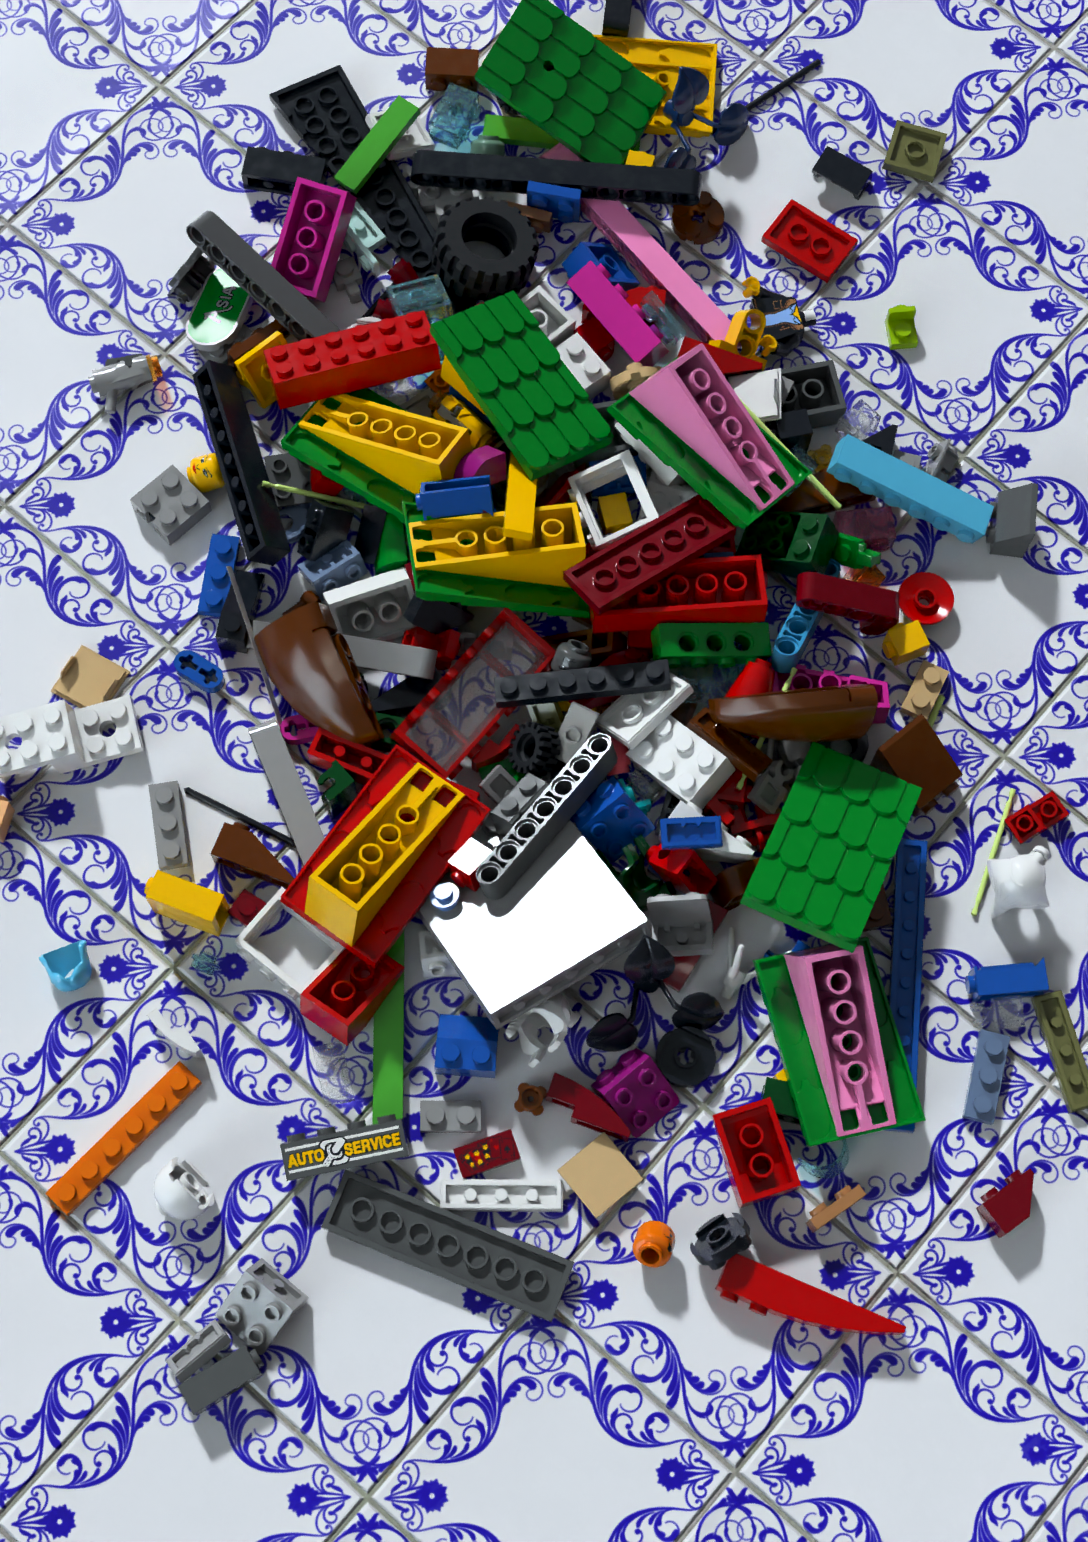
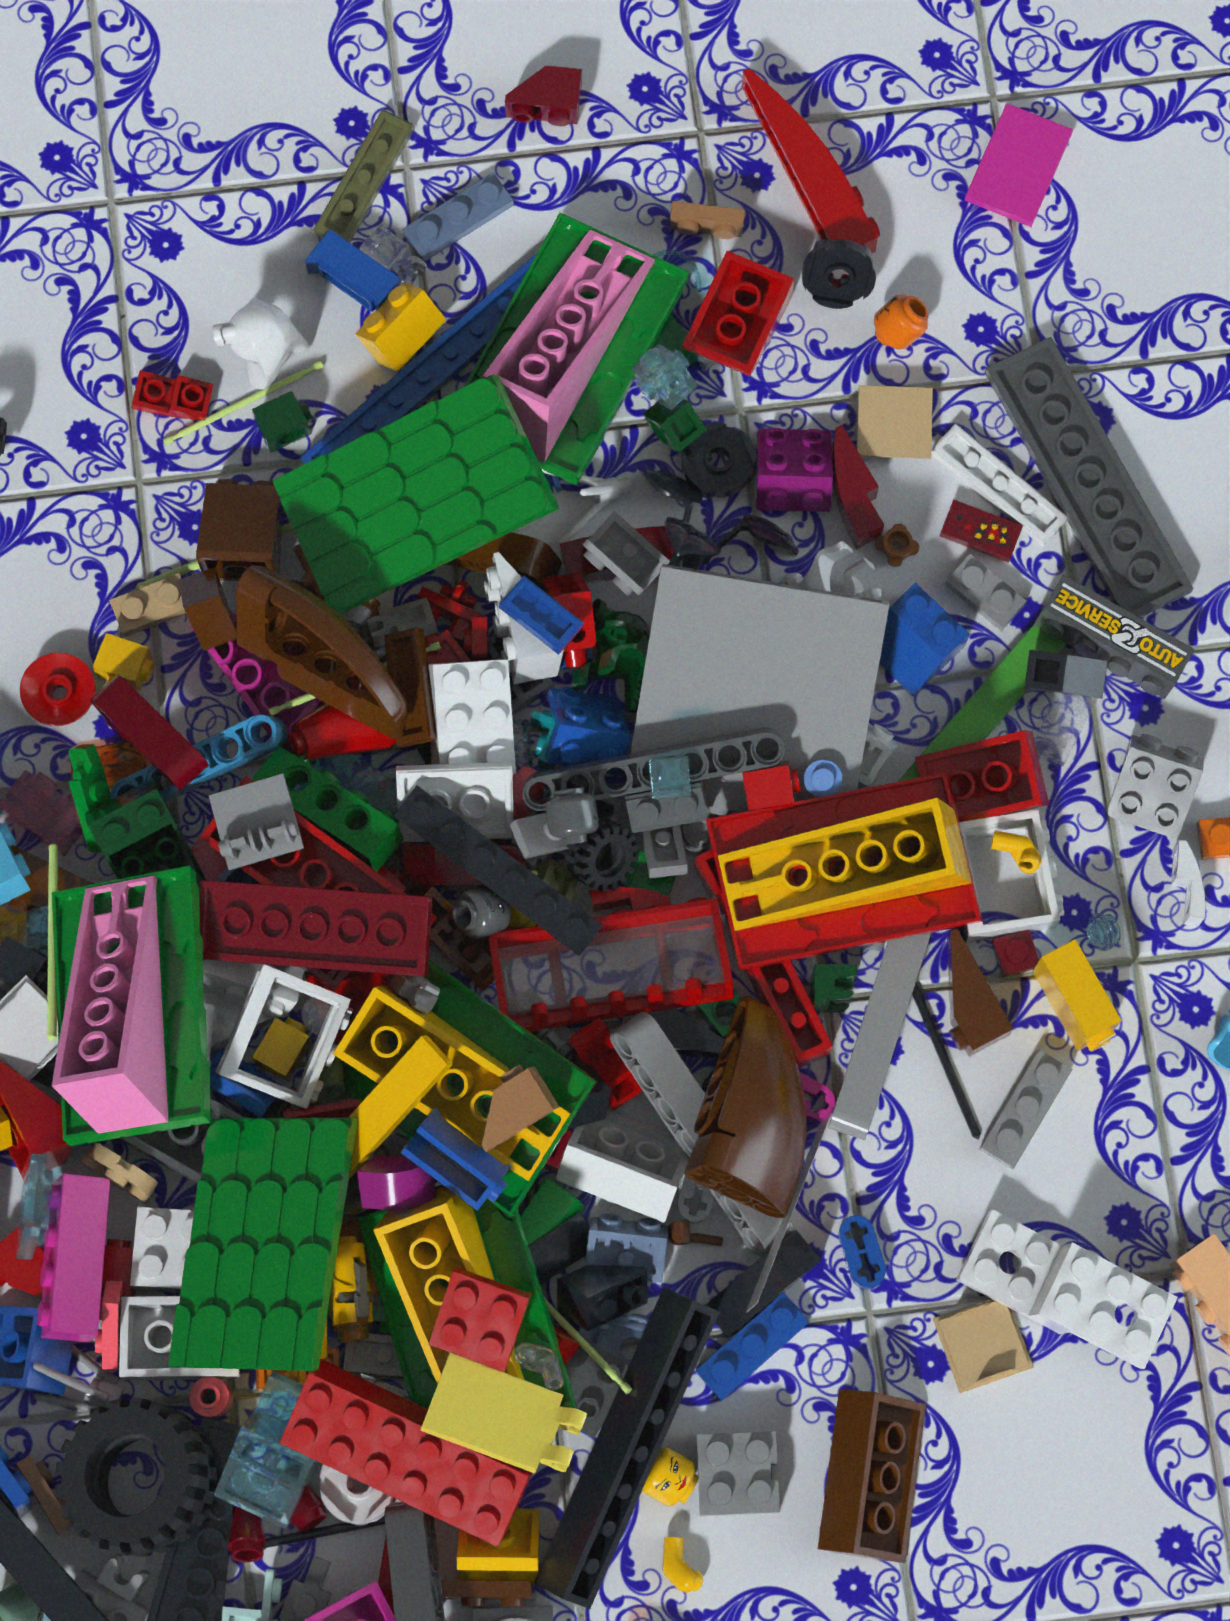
camera: 135 degrees left, 5 degrees up
(94, 559) = (871, 1476): none -> reddish brown slope
(166, 436) = (676, 1569): none -> yellow arm
(244, 1082) = (1156, 785): none -> light grey bracket
(293, 961) = (1020, 848): none -> yellow arm
(316, 400) = (500, 1416): none -> light yellow tile
(320, 450) = (541, 1360): none -> clear arm
(355, 1091) = (1065, 674): none -> slope
(370, 434) = (479, 1319): none -> red plate
(446, 543) = (516, 1105): none -> medium nougat slope
(530, 806) = (670, 777): none -> clear light blue plate
(546, 281) = (97, 1393): none -> light grey plant
(556, 577) = (417, 990): none -> light grey plate
(567, 740) = (572, 815): none -> dark grey head
(573, 307) = (109, 1336): none -> coral plate
(676, 1433) = (1018, 165): none -> dark pink tile
(732, 1052) = (675, 426): none -> dark green brick
(736, 581) = (255, 822): none -> light grey hinge
(761, 1065) = (664, 376): none -> clear light blue brick
(893, 693) = (208, 609): none -> reddish brown slope
(949, 968) = (400, 326): none -> yellow brick
(959, 854) = (282, 421): none -> dark green brick

